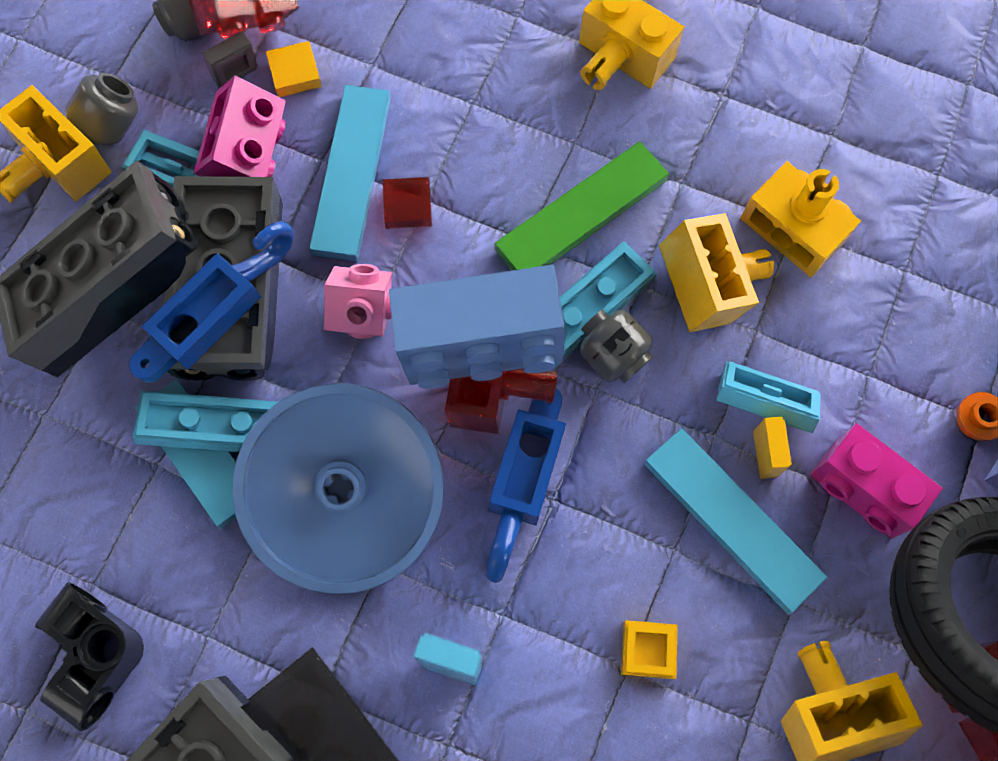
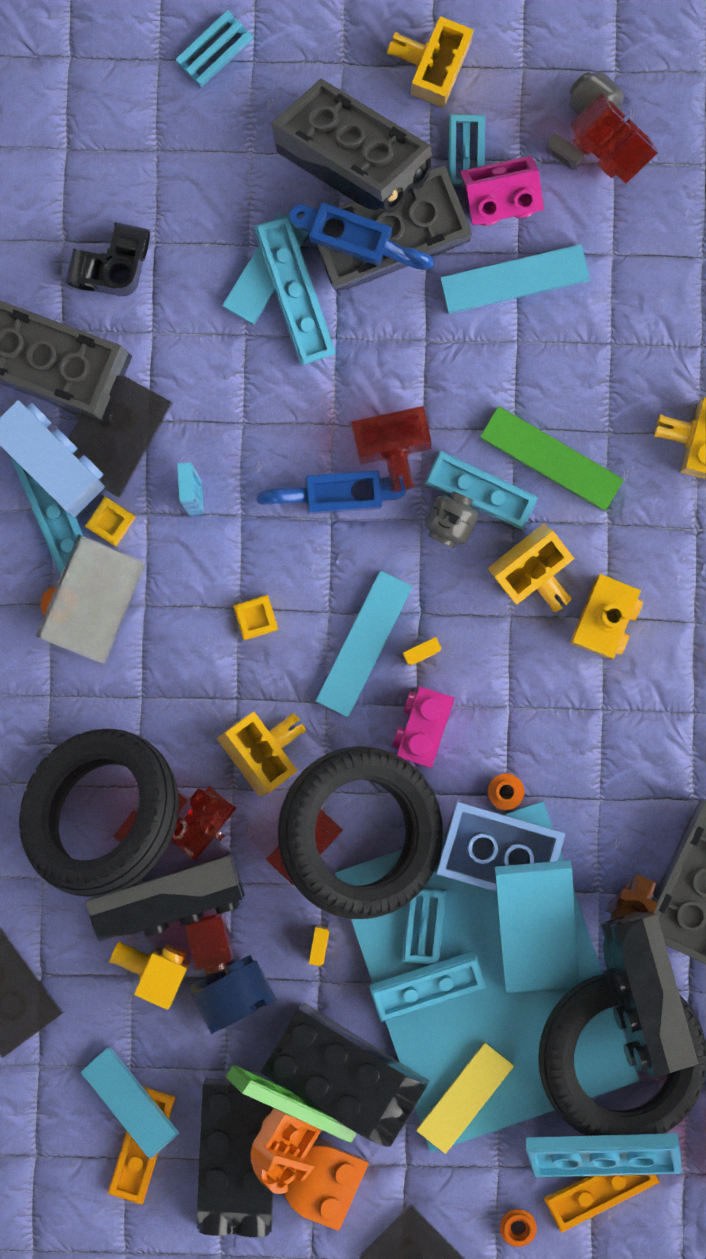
camera: 70 degrees right, 15 degrees up
(102, 108) = (484, 81): dark grey head -> none
(293, 69) = (581, 199): yellow tile -> none
(338, 488) = (276, 374): medium blue dish -> none
(357, 301) = (412, 330): bright pink brick -> none
(407, 202) = (507, 330): clear red tile -> none
(478, 326) = (404, 421): medium blue brick -> none
(769, 396) = (454, 638): medium azure tile -> none

